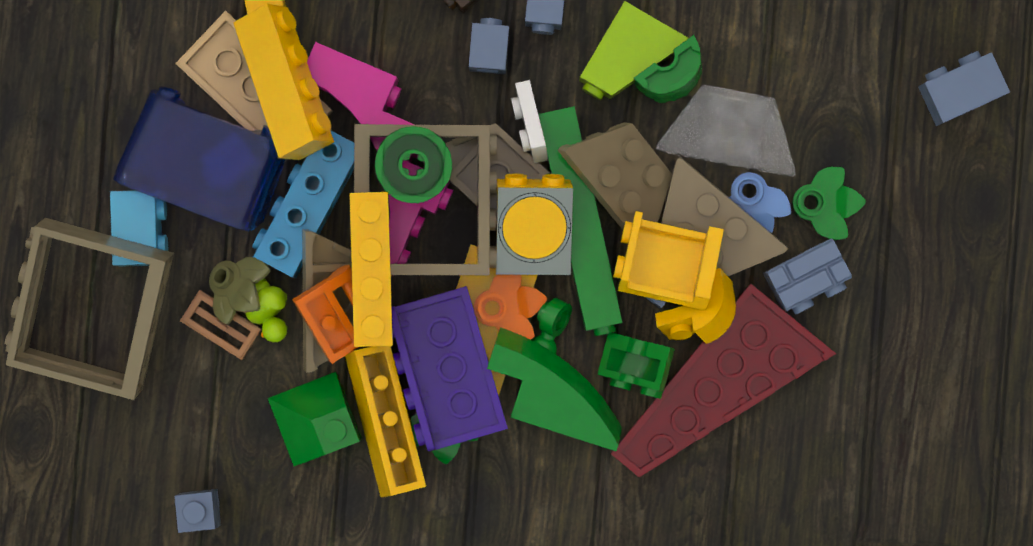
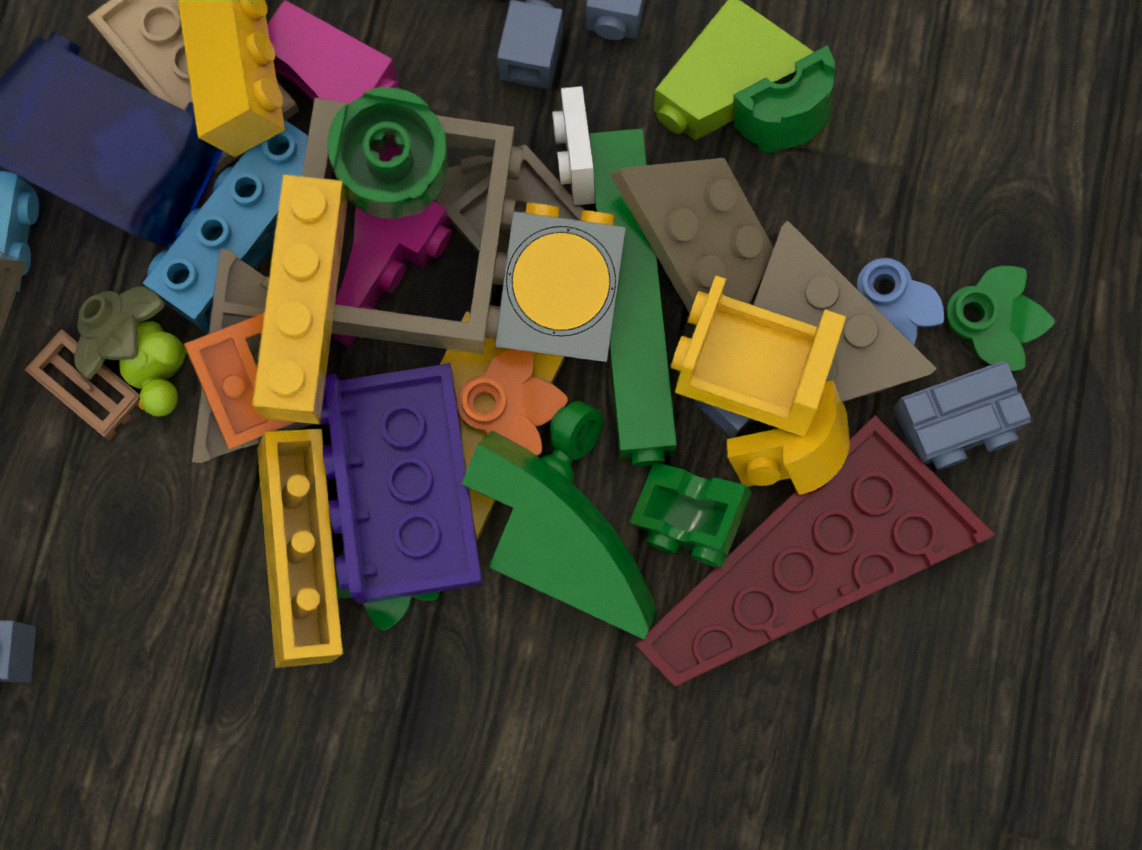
camera: 10 degrees right, 10 degrees down
(315, 419) = (199, 539): green slope -> none
(731, 130) = (865, 201): clear wing -> none

